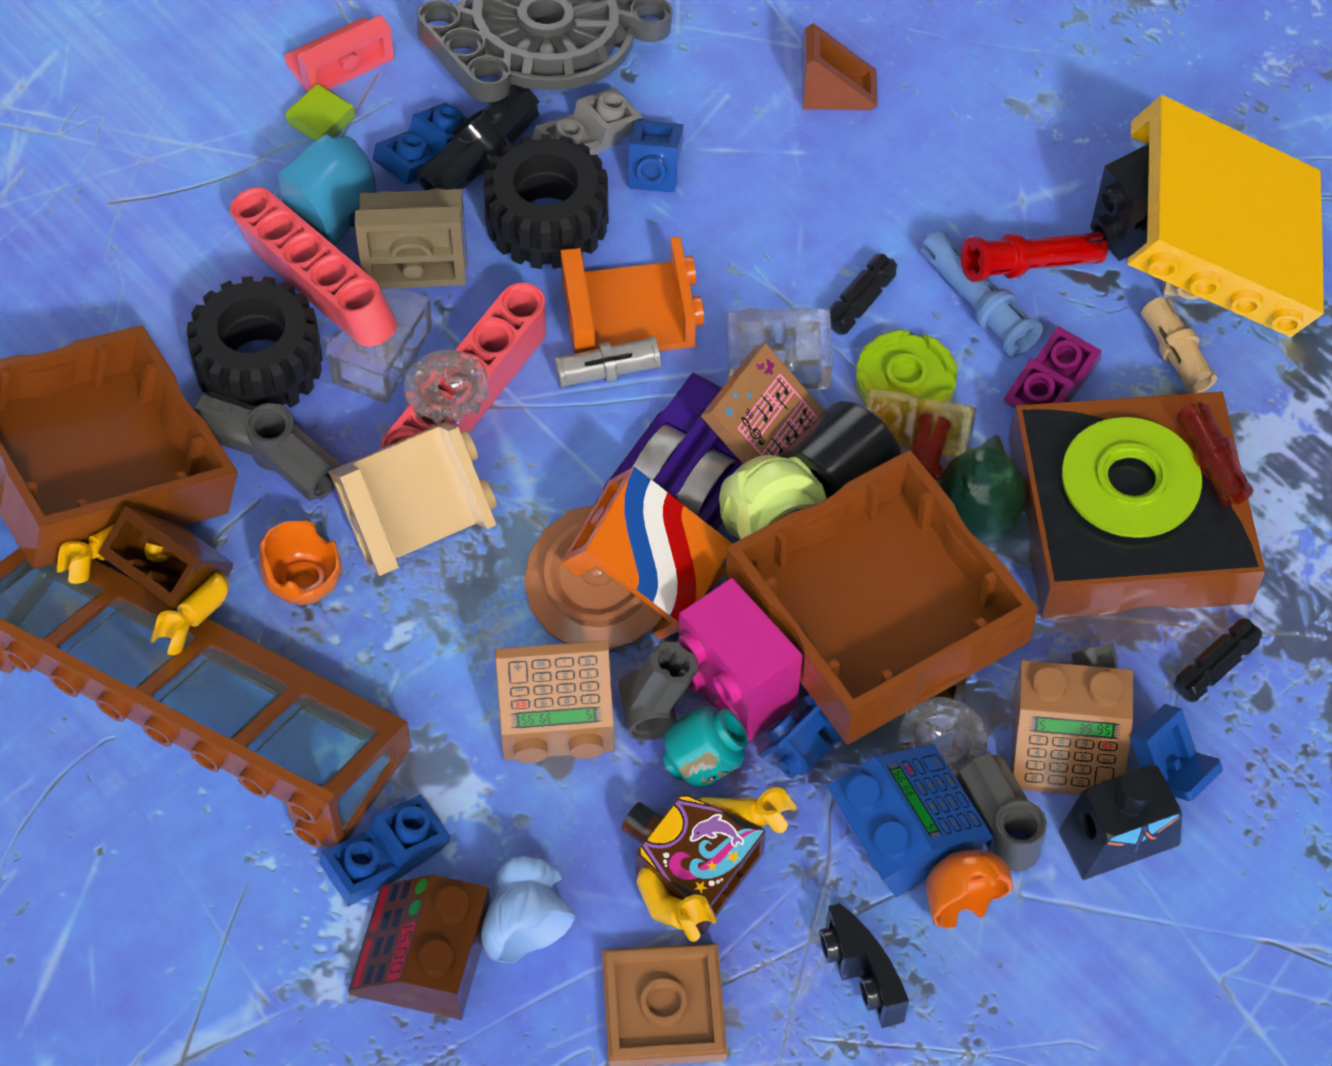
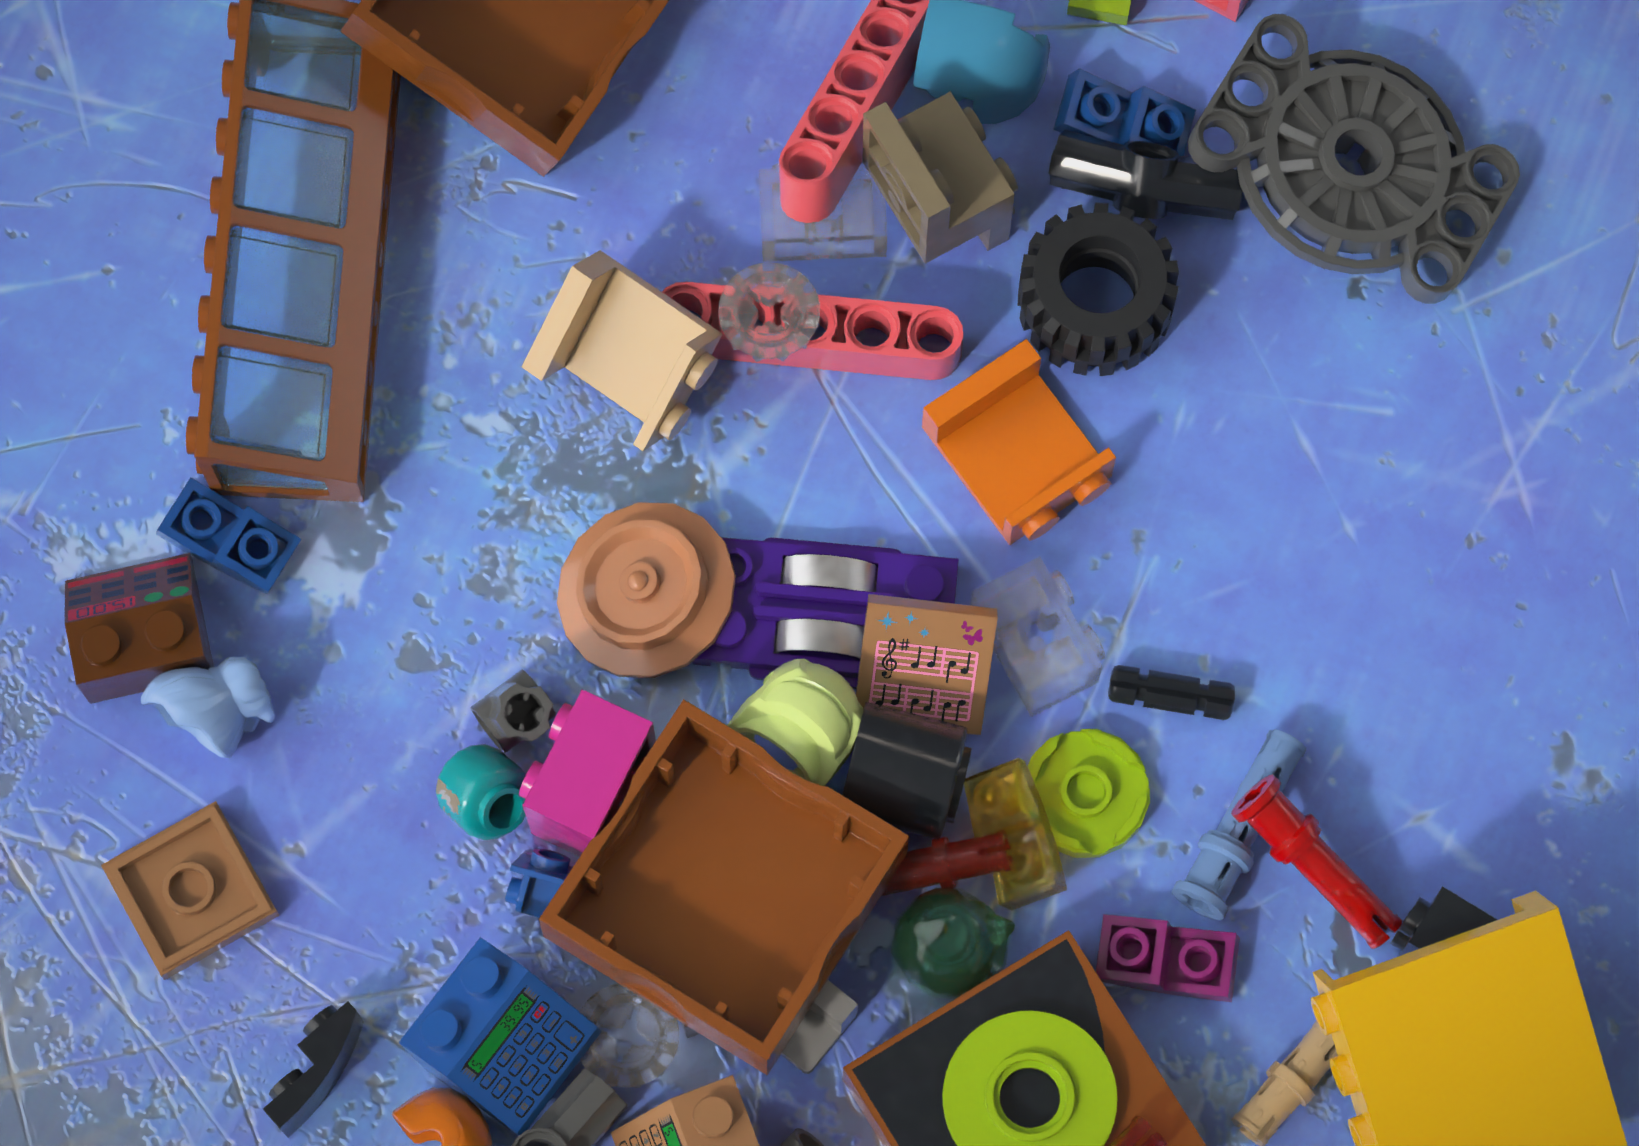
camera: 65 degrees right, 15 degrees up
(162, 560) = (408, 156): reddish brown torso -> none
(248, 314) = (729, 46): black tyre -> none
(289, 454) = (638, 137): dark grey piece -> none
(298, 563) = (500, 279): orange hair -> none
(555, 701) = (452, 619): medium nougat slope -> none
(577, 367) = (925, 462): light grey pin -> none
(596, 121) = (1243, 284): light grey slope -> none
(650, 547) = (673, 624): panel -> none
(654, 155) = (1243, 371): blue bracket -> none
(700, 853) = (352, 845): torso -> none
(834, 74) = (1478, 515): dark orange slope -> none

